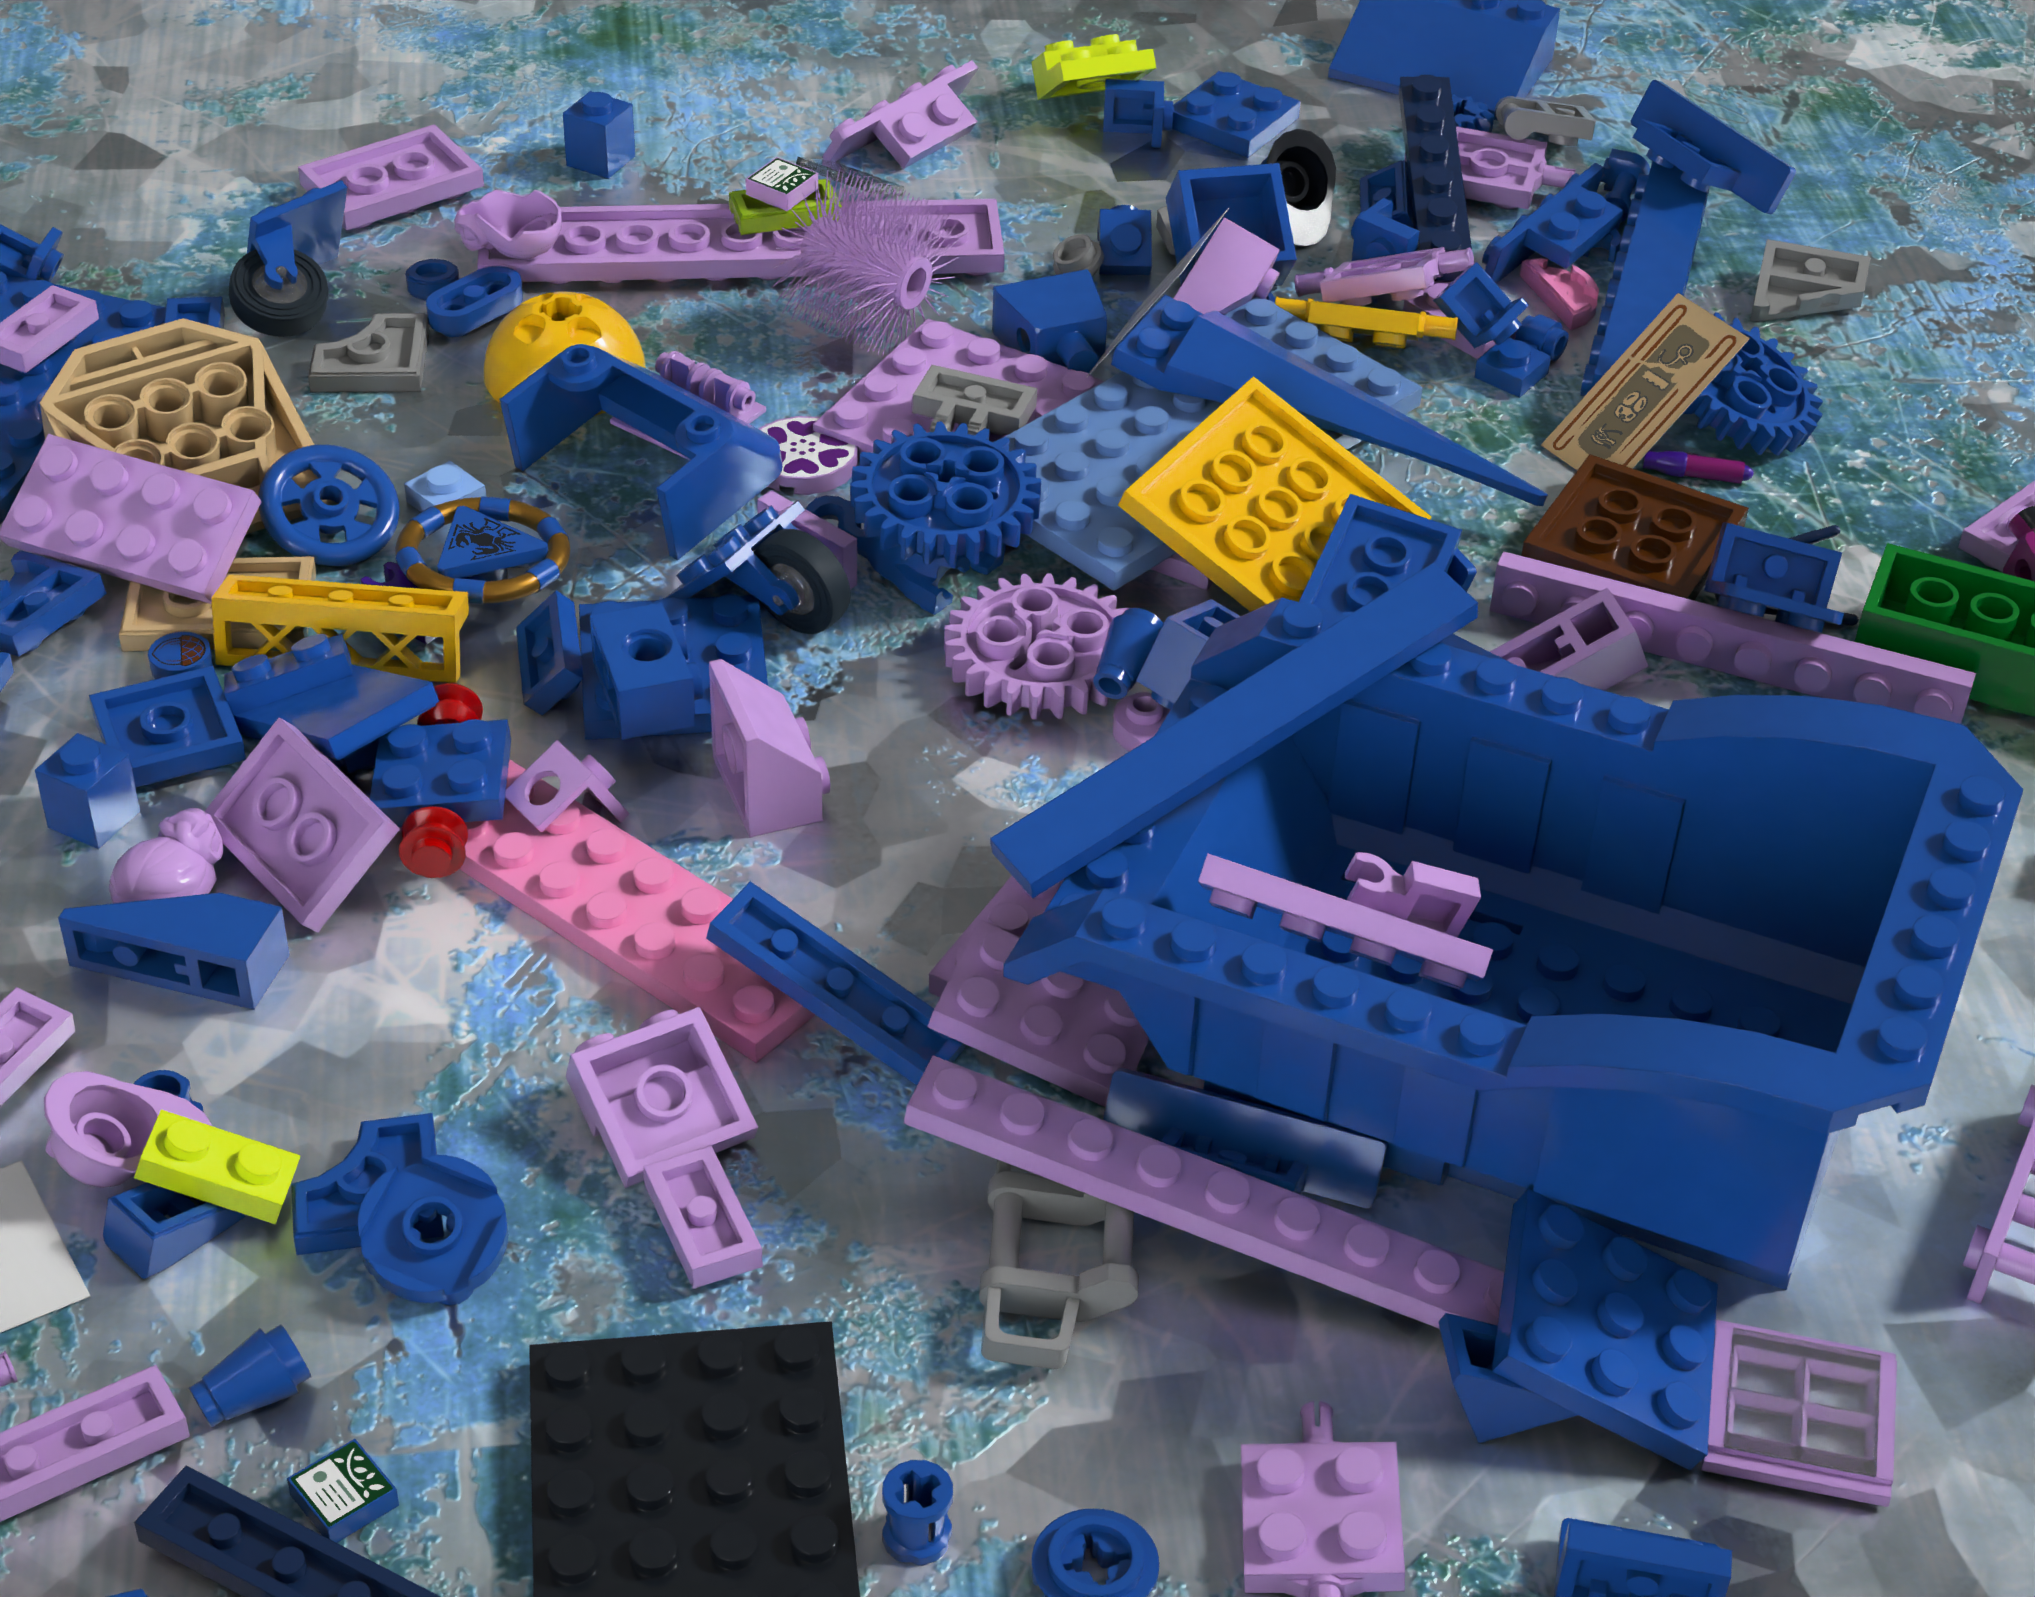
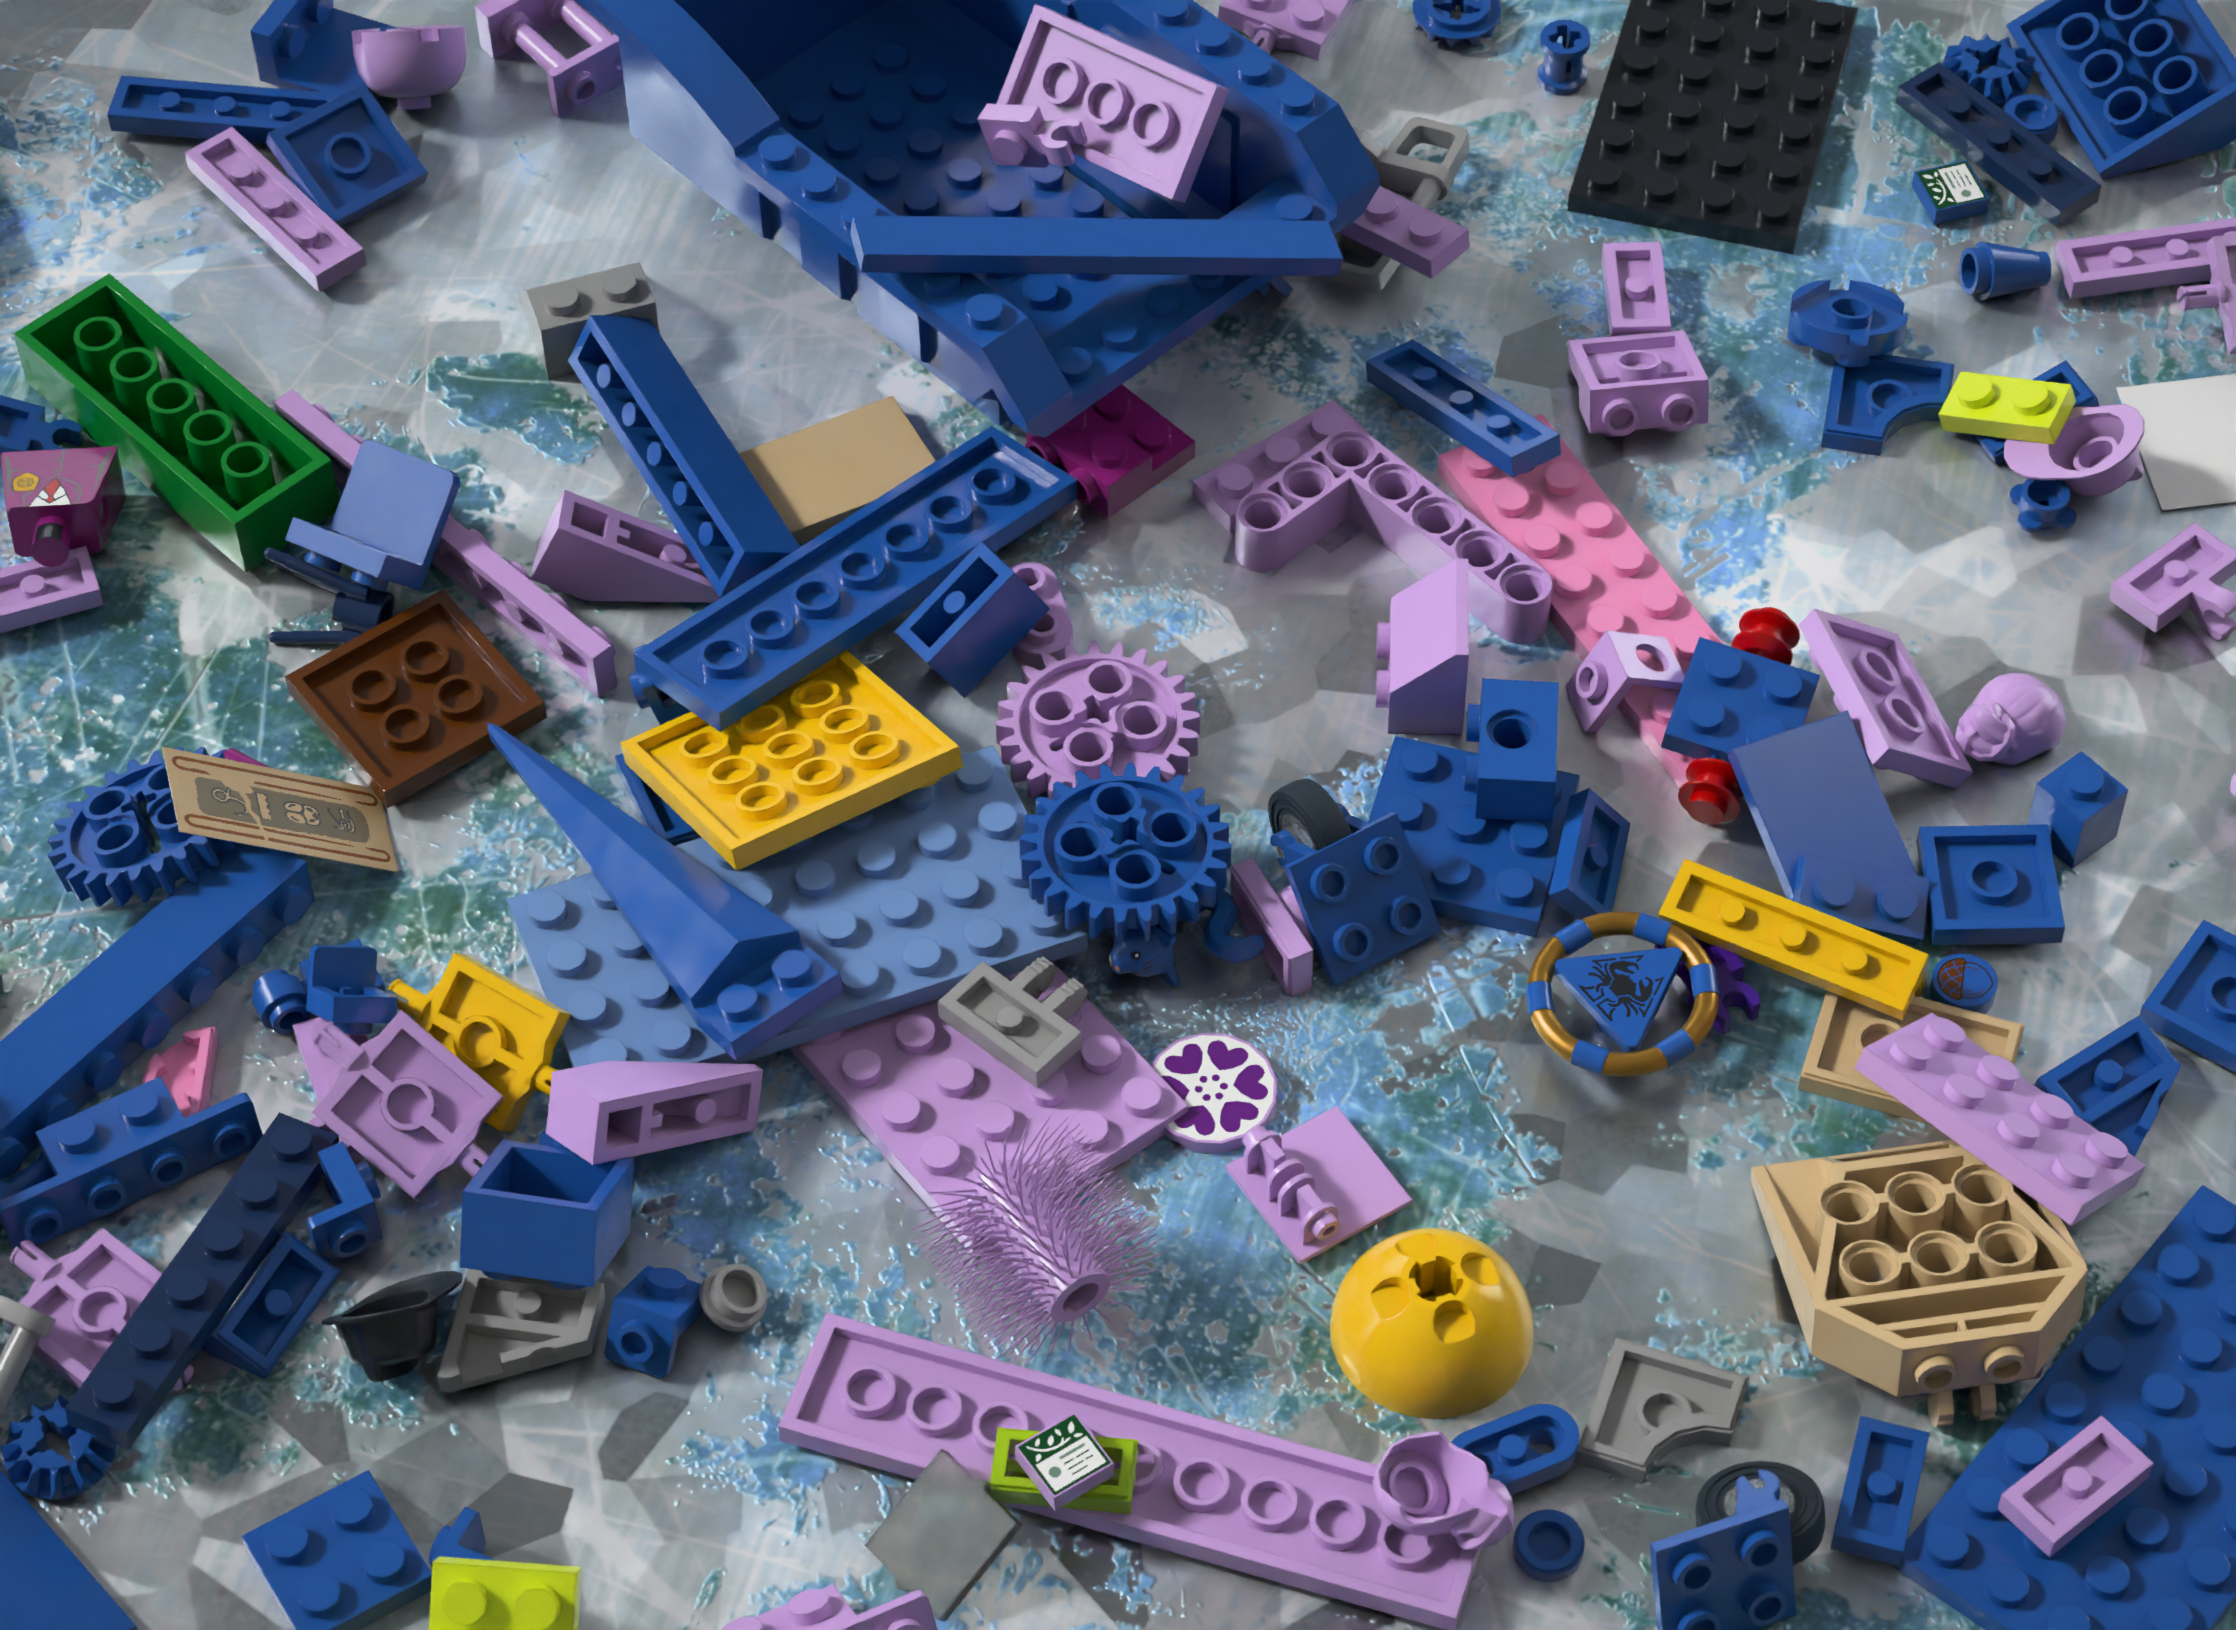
camera: 155 degrees left, 10 degrees up
(186, 944) = (2006, 630): blue slope -> none
(303, 537) = (1771, 1123): blue plate -> none
(442, 485) = (1631, 1146): light blue plate -> none
(726, 455) = (1357, 1121): blue windscreen -> none
(844, 890) = (1404, 512): none -> lavender beam
(1051, 1028) = (1295, 360): lavender plate -> none
(1053, 319) = (827, 1180): blue torso -> none
(1125, 651) = (1037, 636): blue cone -> none
(1160, 289) = (721, 1081): white sticker -> none

